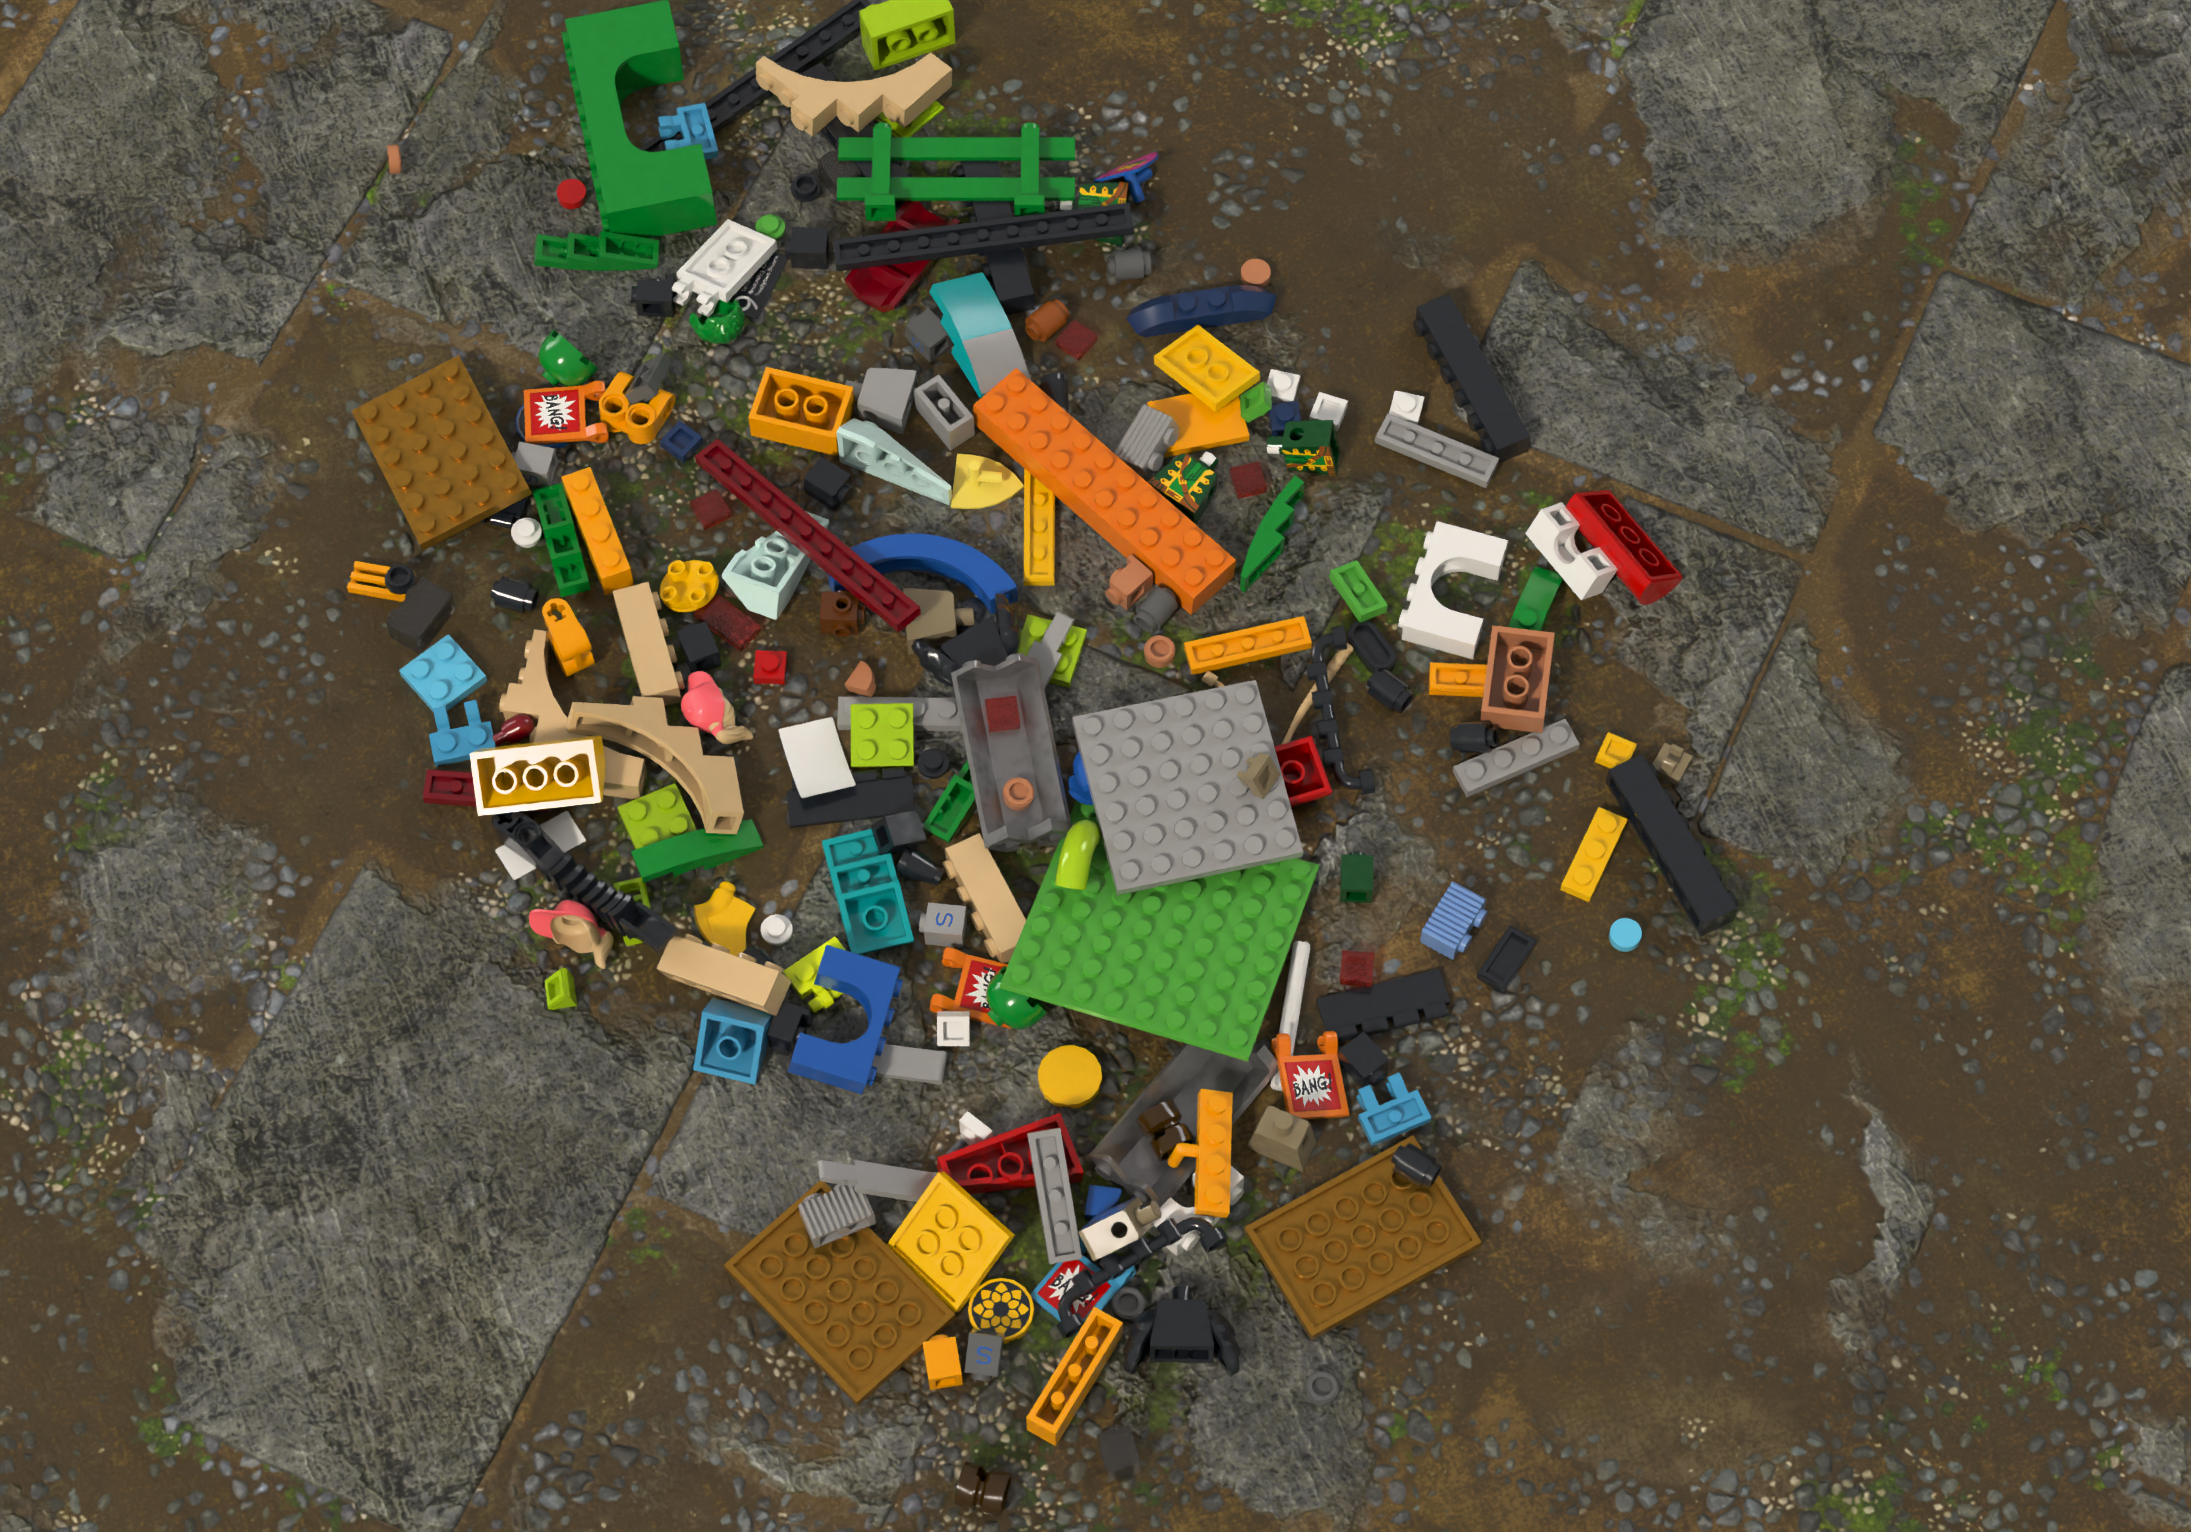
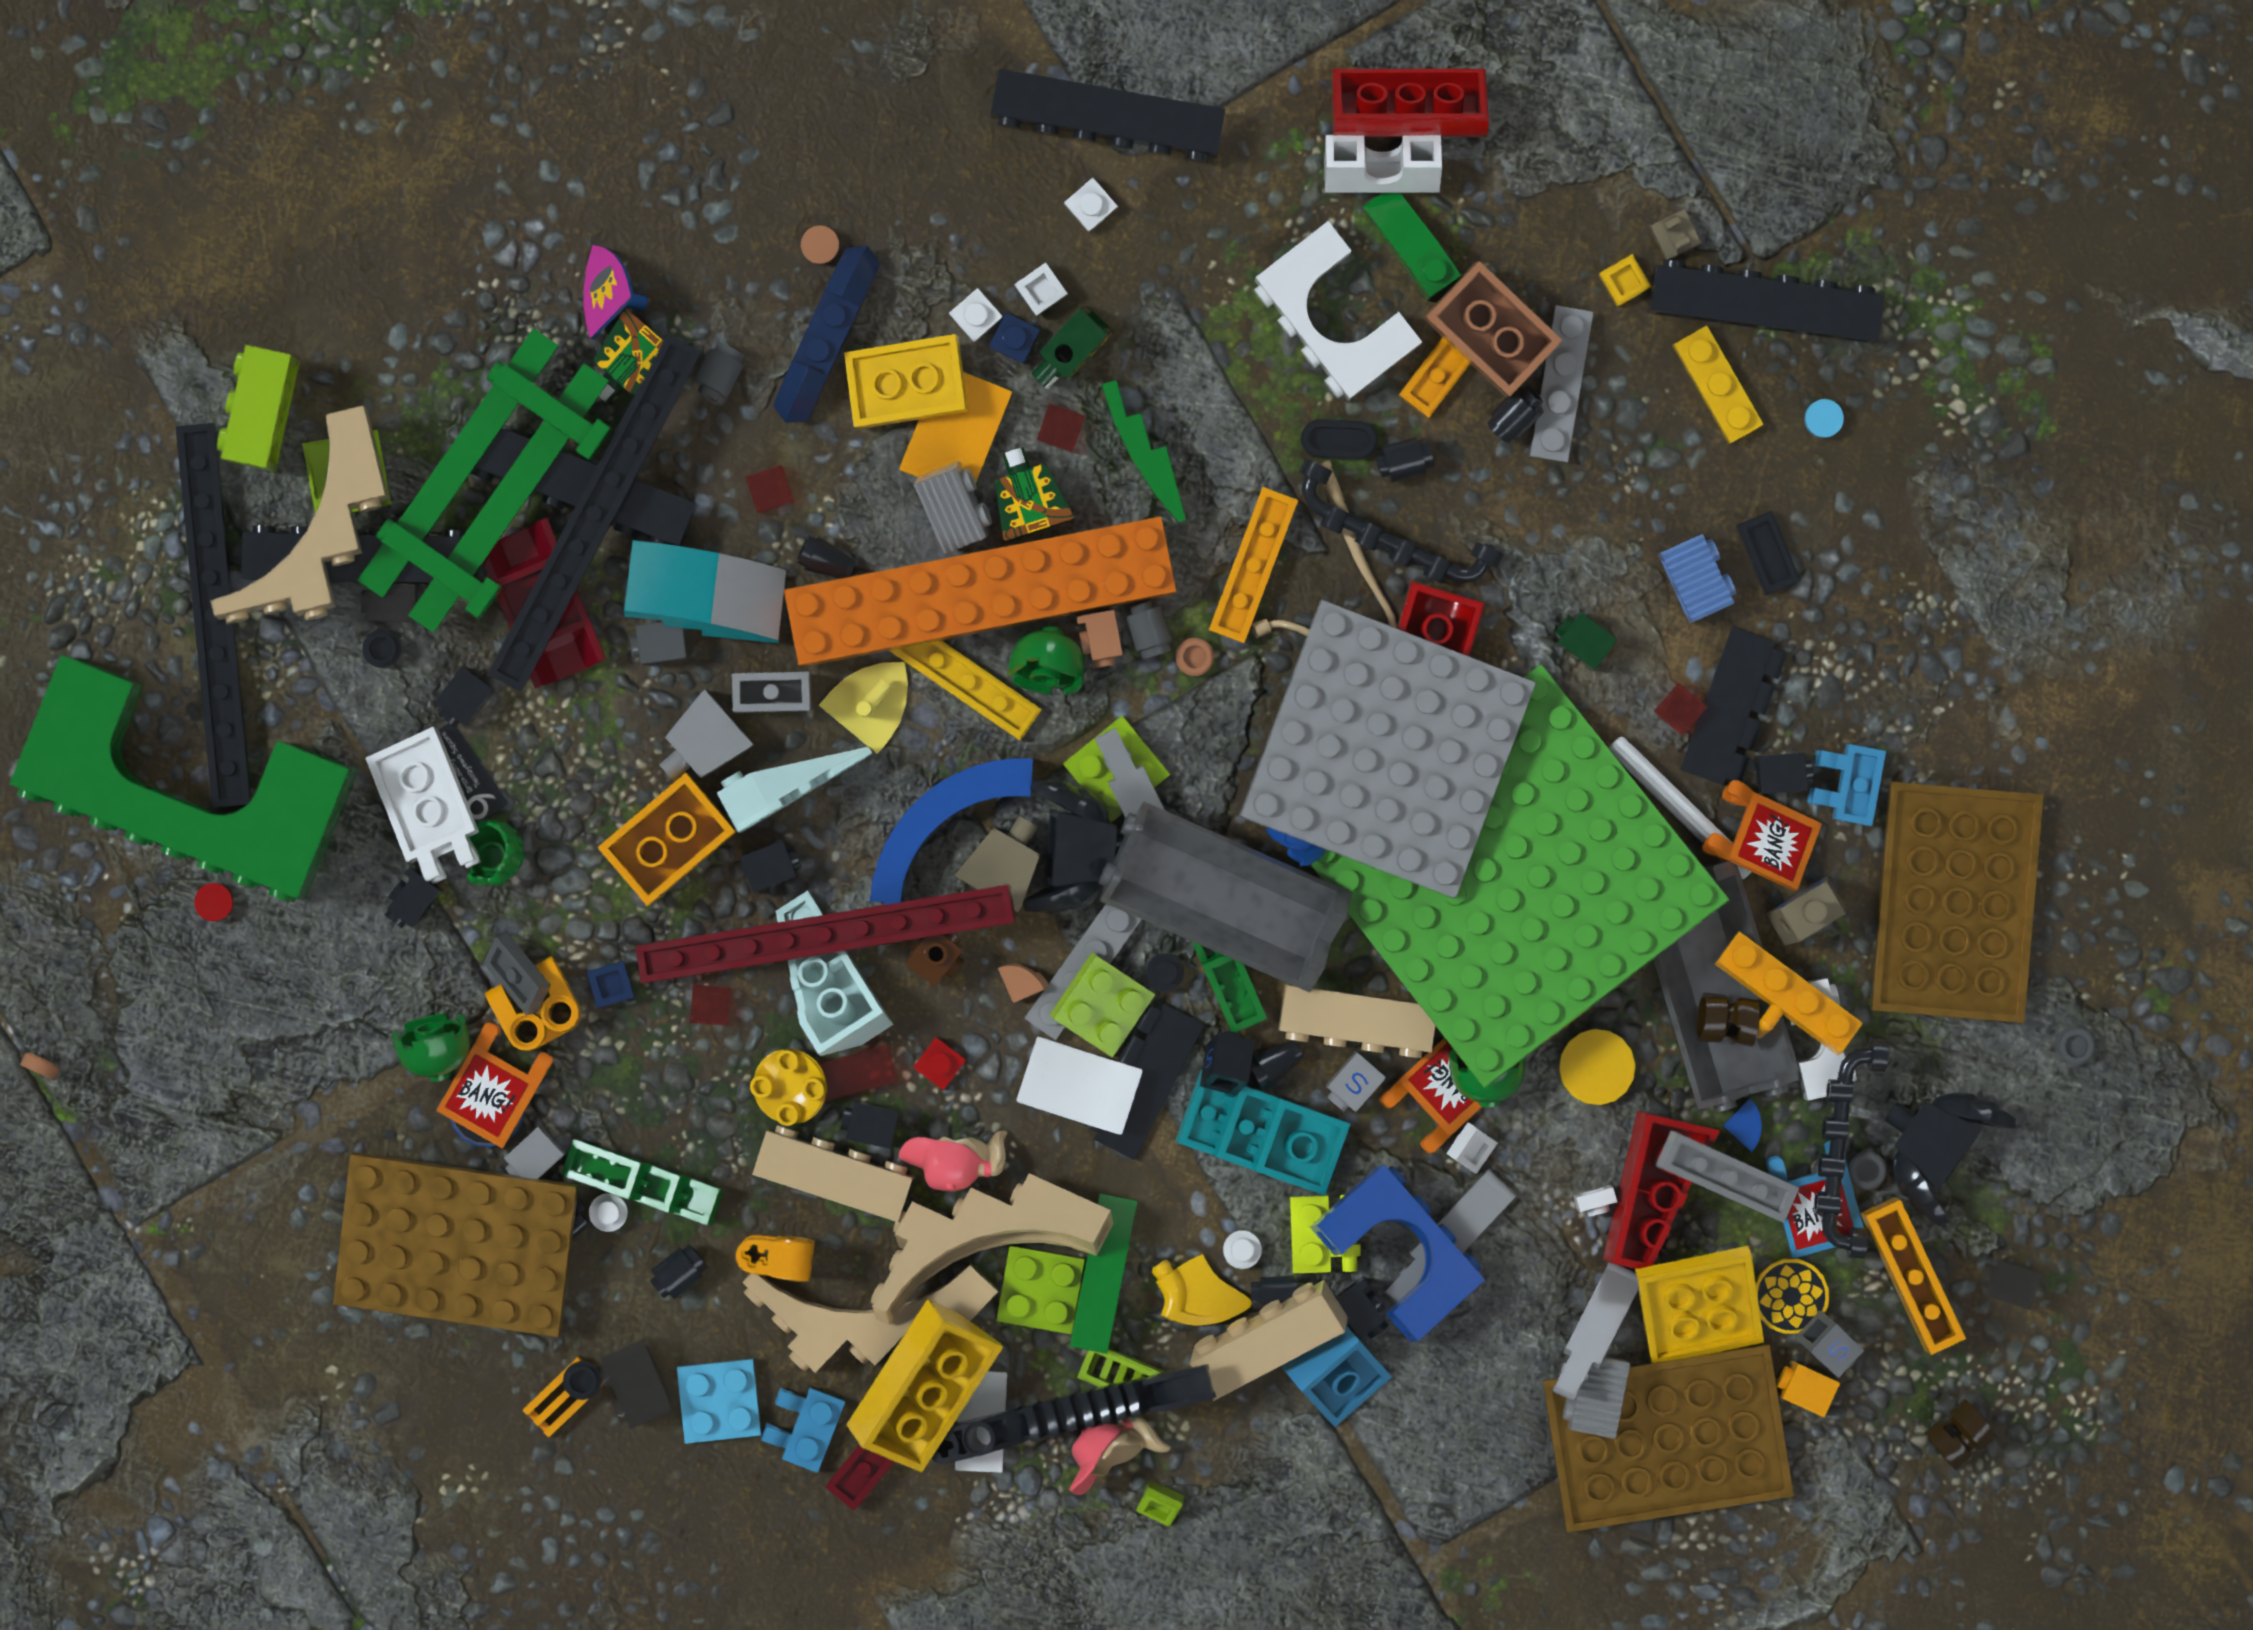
camera: 55 degrees left, 25 degrees up
(514, 729) = (841, 1371): dark red cylinder -> none
(594, 253) = (310, 923): green slope -> none
(597, 530) = (662, 1141): light orange brick -> none
(695, 129) = (242, 726): dark azure plate -> none
(771, 226) = (407, 719): bright green plate -> none
(1002, 714) = (1173, 875): clear red tile -> none
(1018, 793) = (1269, 916): nougat tile -> none
(1046, 320) = (728, 506): dark orange brick -> none
(1077, 855) = (1390, 911): lime cylinder -> none
(1086, 559) = (1047, 661): none -> green cylinder
(1118, 1226) = (1801, 1138): torso -> none
(1256, 402) = (981, 358): bright green plate -> none
(1260, 775) = (1439, 675): dark tan tile -> none
(1358, 591) = (1271, 410): bright green plate -> none
(1416, 1165) = (1932, 806): black brick -> none
(1437, 450) = (1164, 210): light grey plate -> none

